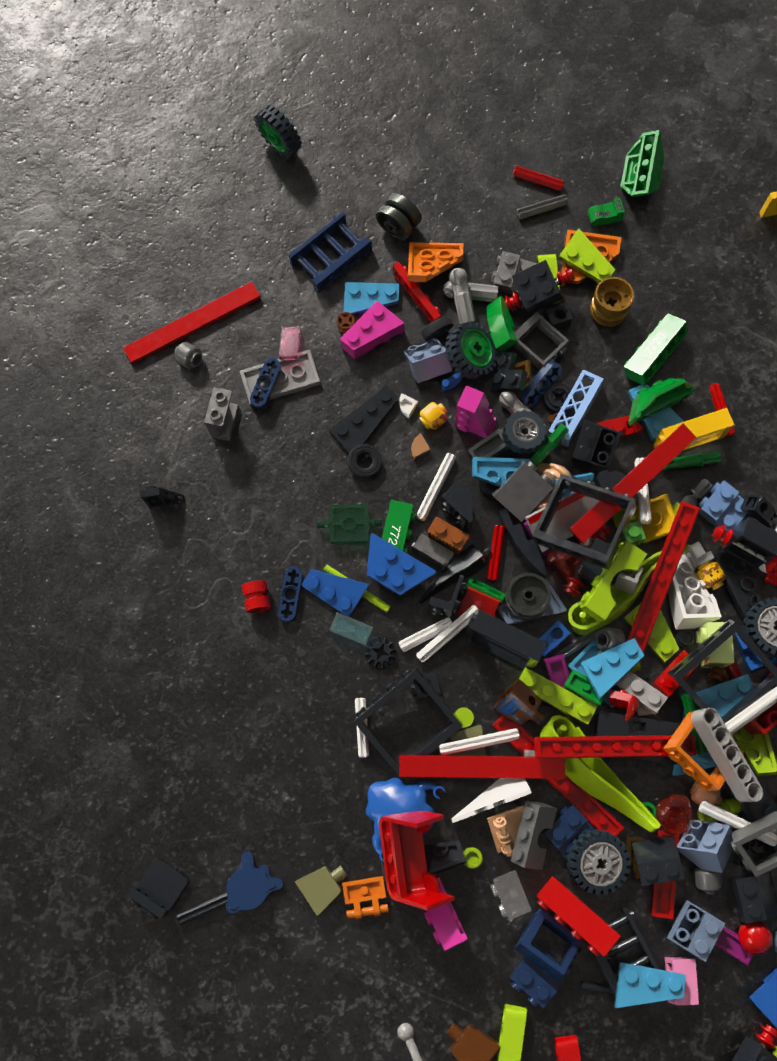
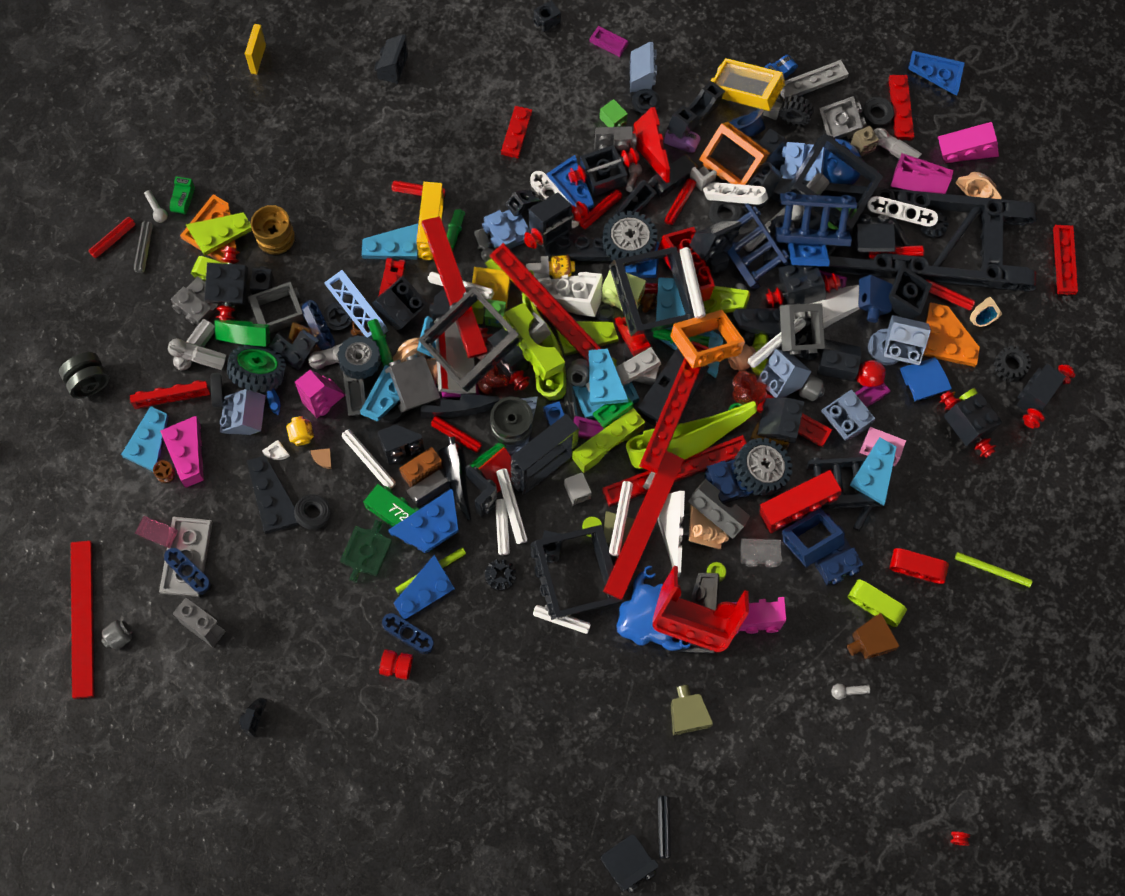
camera: 75 degrees left, 5 degrees down
(249, 886) = (661, 778): dark blue tile -> none
(334, 268) = (101, 458): dark blue fence -> none
(351, 629) = (467, 590): clear light blue plate -> none
(365, 890) = (707, 674): orange plate -> none
(431, 259) = (143, 365): orange plate -> none
(493, 687) = (577, 488): none -> light grey panel
(519, 704) = (602, 471): reddish brown torso -> none
(580, 205) = (159, 214): none -> light grey bar
(624, 700) = (638, 382): red plate -> none
(644, 165) = (154, 143): green wedge -> none
(656, 349) = (336, 215): brick -> none
(658, 398) = (384, 234): green wedge -> none
(727, 755) = (719, 320): light grey beam -> none

